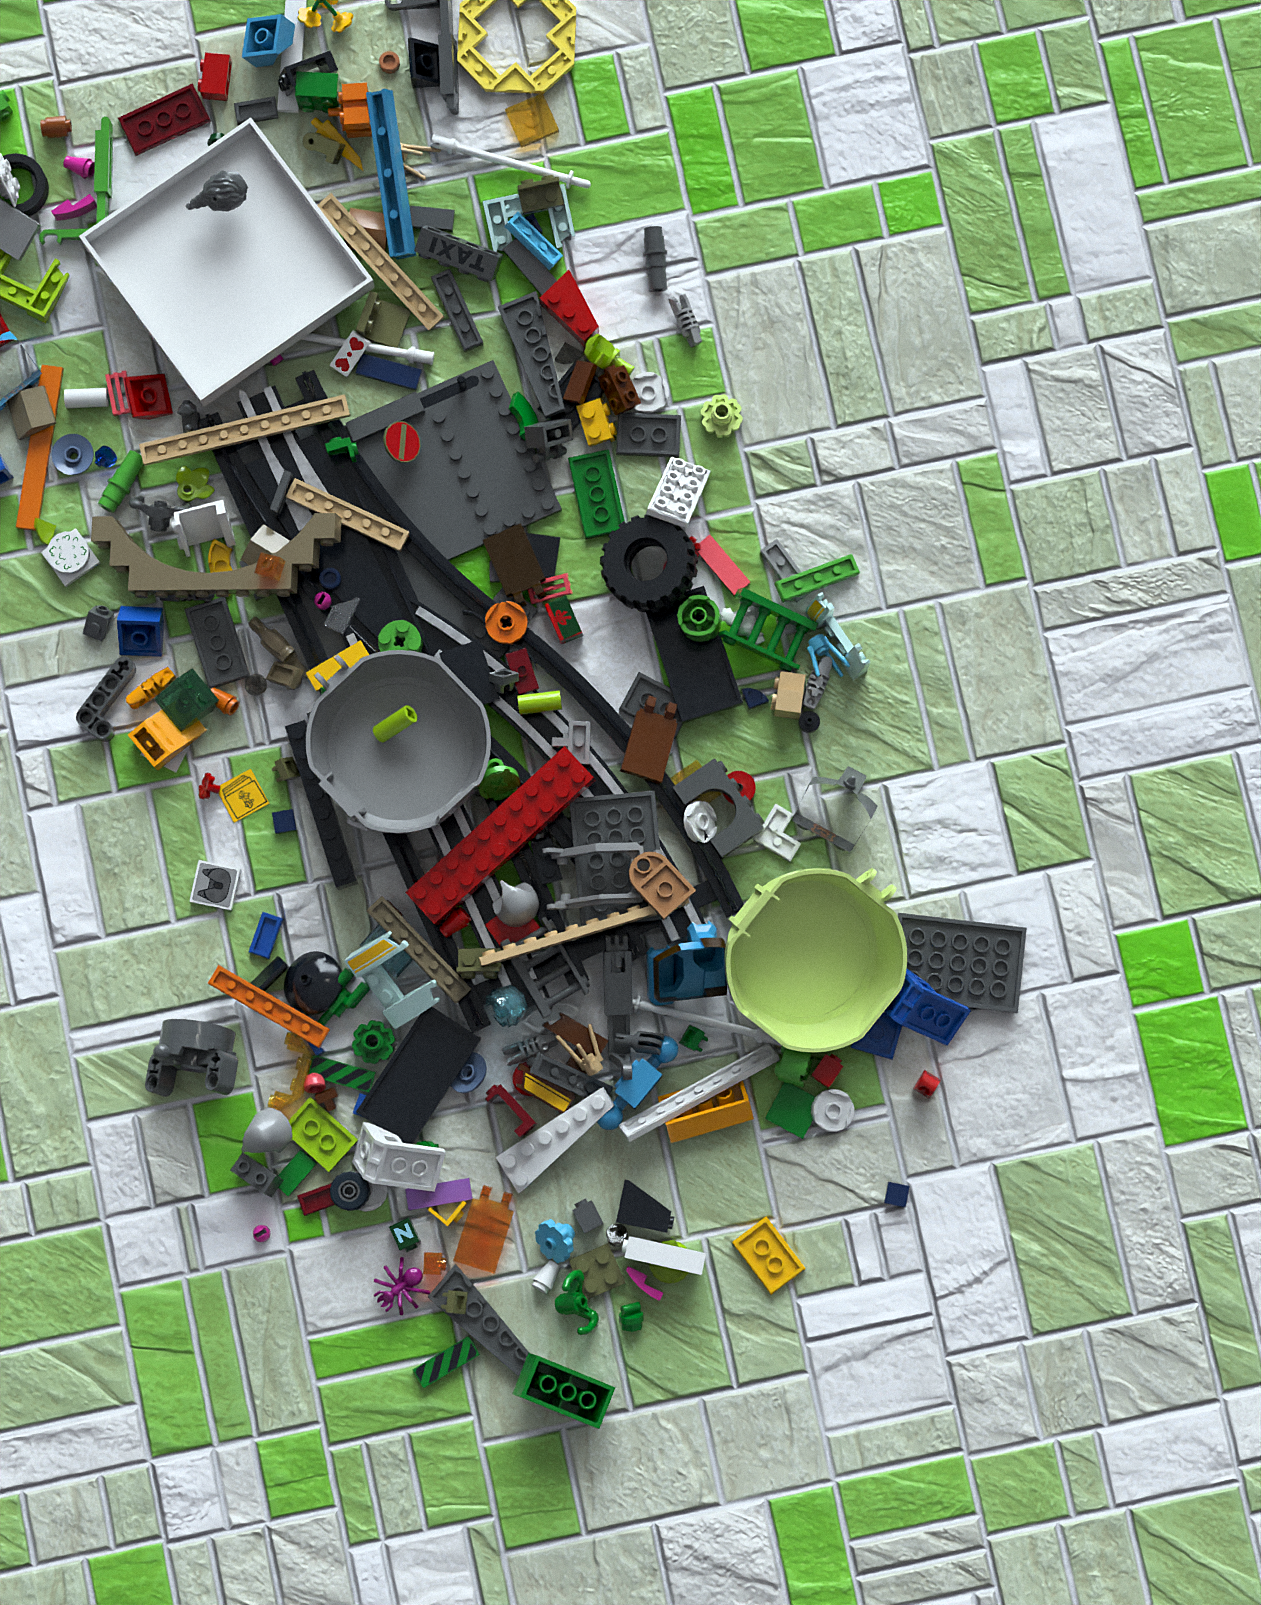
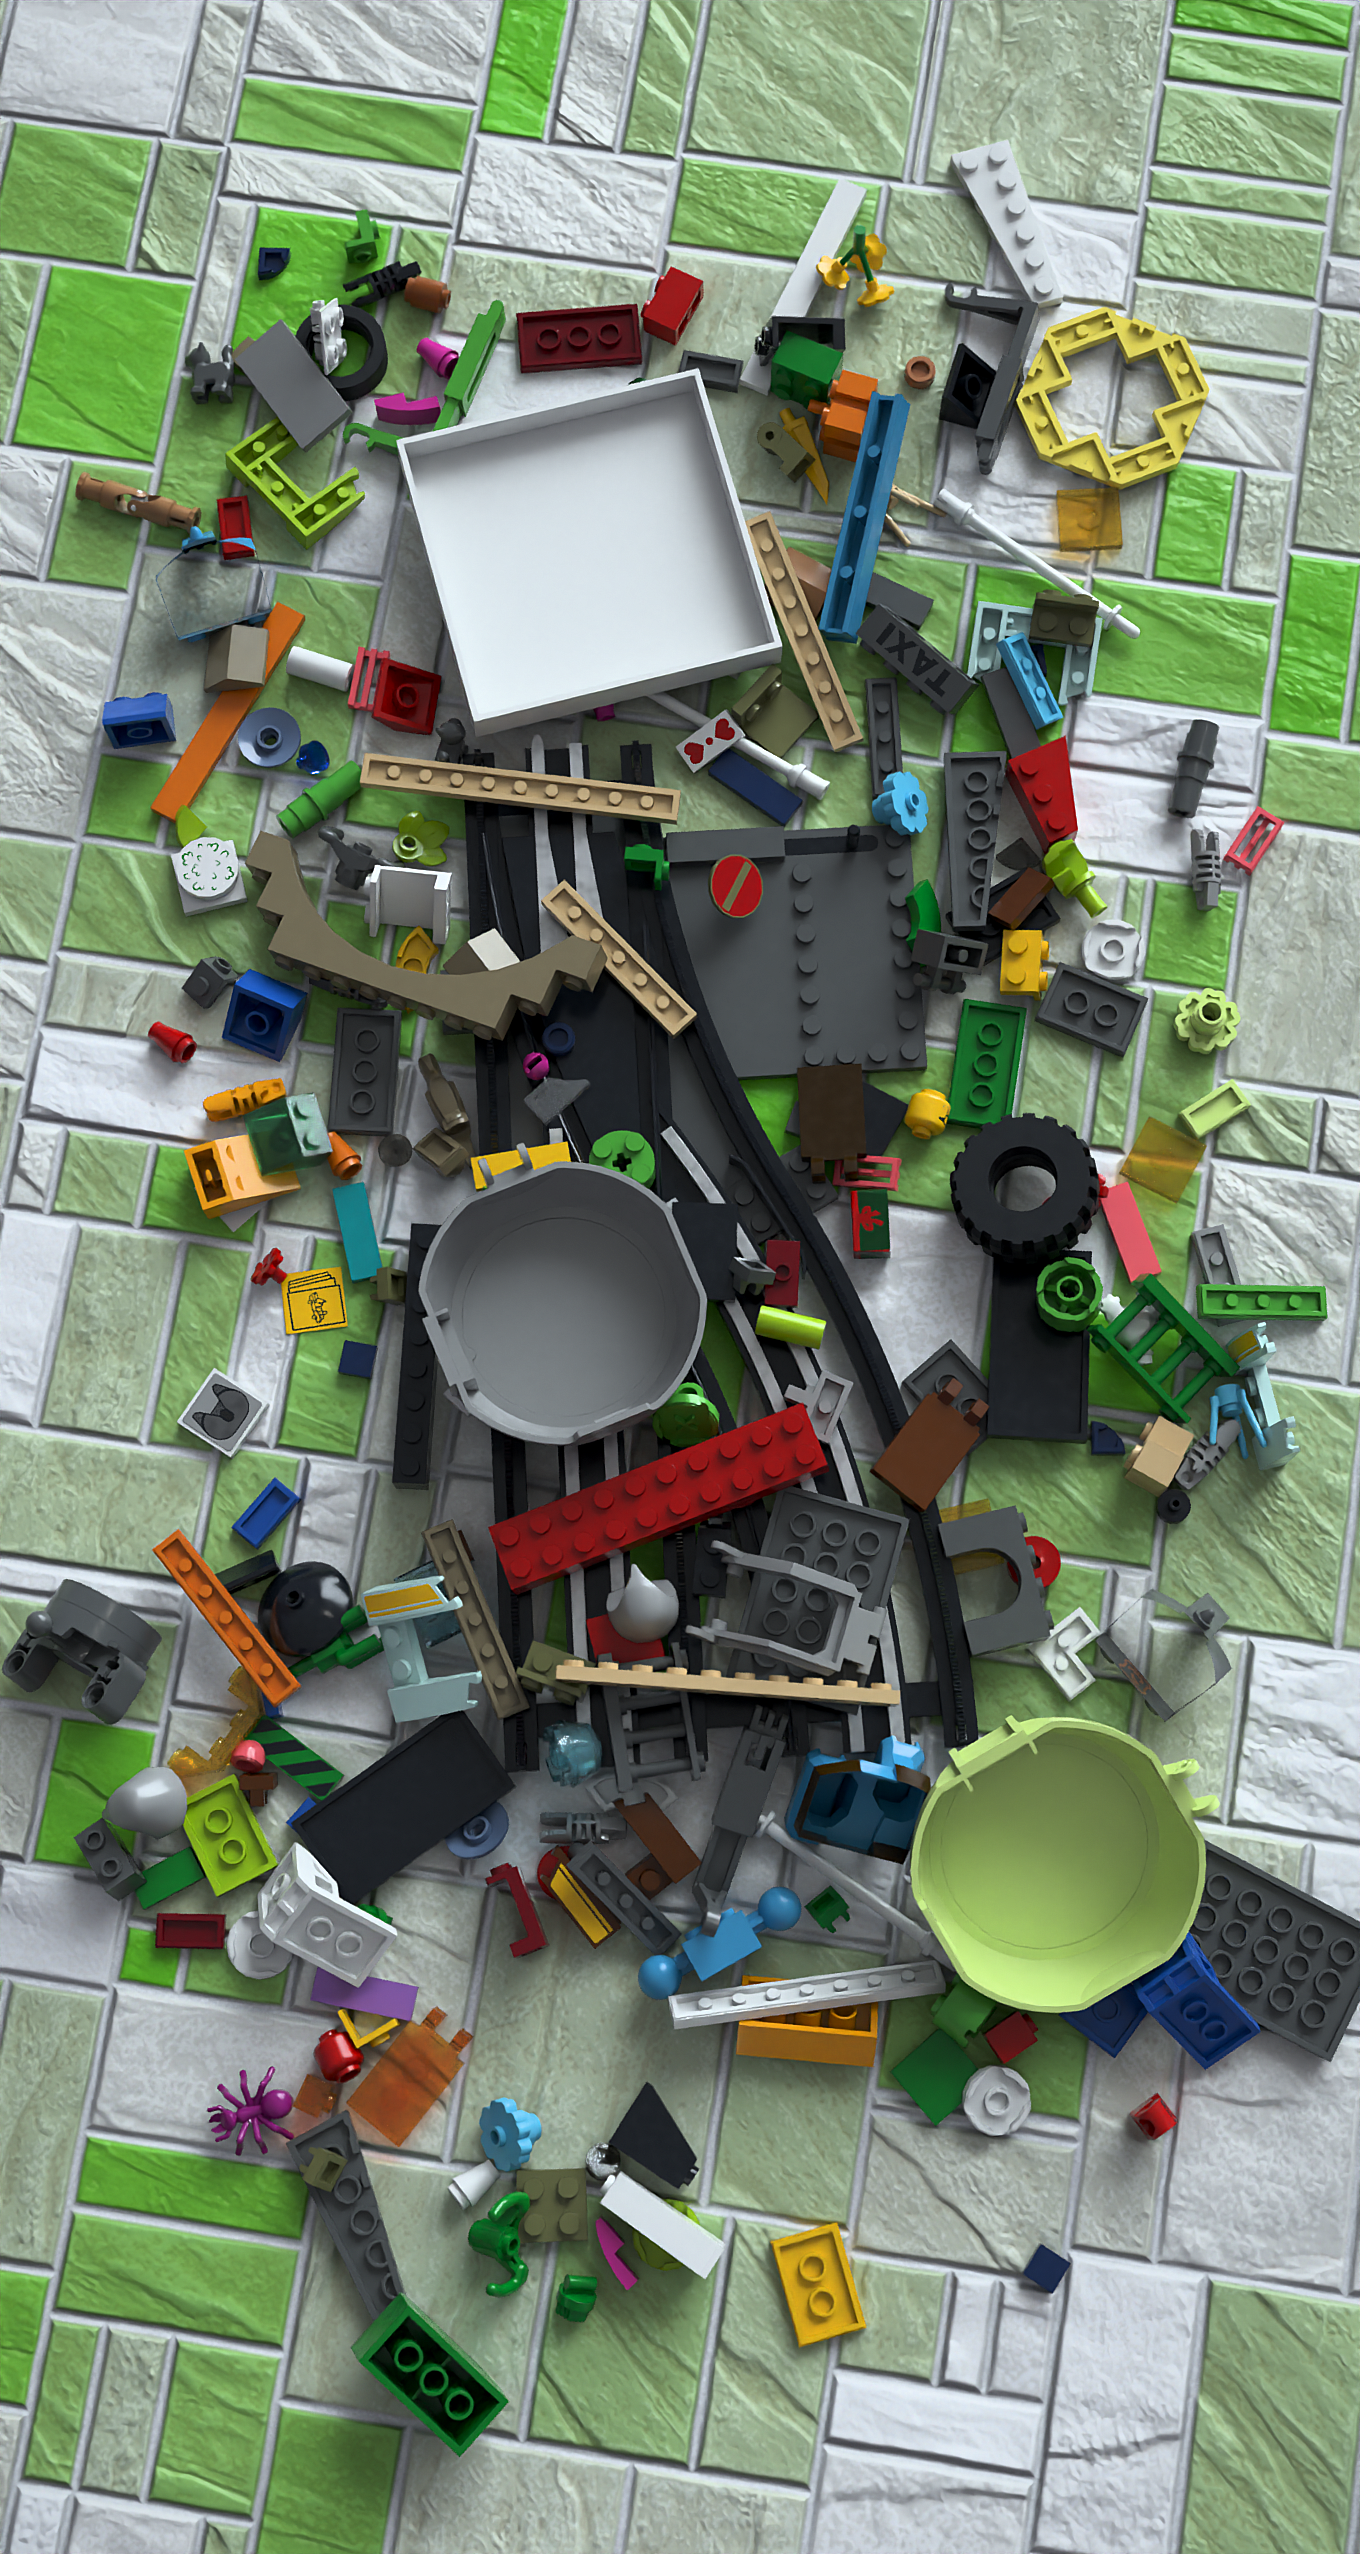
camera: 20 degrees right, 5 degrees down
(24, 129) = (383, 282): none -> black hinge
(92, 669) = (175, 1043): none -> red cone
(109, 695) = (183, 1090): dark grey beam -> none
(221, 192) = (617, 450): dark grey hair -> none
(252, 743) = (357, 1231): none -> teal tile
(263, 1238) = (87, 1956): dark pink hinge -> none
(267, 39) = (762, 275): dark azure slope -> none
(273, 571) = (479, 993): clear orange plate -> none
(280, 495) = (531, 899): dark grey tile -> none
(355, 1187) = (245, 1939): black wheel -> none
(365, 1034) = (349, 1714): green plant -> none
(395, 723) = (568, 1276): lime piece -> none
(405, 1235) = (290, 2036): dark green brick -> none
(438, 1235) = (338, 2056): none -> red head
(446, 1362) = (275, 2253): tile -> none
(455, 922) = (544, 1600): red cone -> none
(484, 350) = (901, 804): none -> medium azure plant
(503, 611) = (786, 1176): orange plate -> none
(540, 1149) = (542, 1985): white wing -> none
(572, 538) = (927, 1113): none -> yellow head
(587, 1215) = (570, 2114): dark grey brick -> none
(589, 1062) = (660, 1884): tan plant -> none
(619, 389) = (1073, 929): reddish brown brick -> none
(641, 1042) = (749, 1884): dark grey arm -> none
(661, 884) = (867, 1660): medium nougat tile -> none
(678, 492) = (1105, 1103): white tile -> none
(700, 817) = (959, 1584): white tile -> none
(705, 307) = (1239, 862): none -> coral tile
(726, 512) = (1163, 1159): none -> clear yellow tile
(746, 469) = (1214, 1110): none -> yellowish green tile

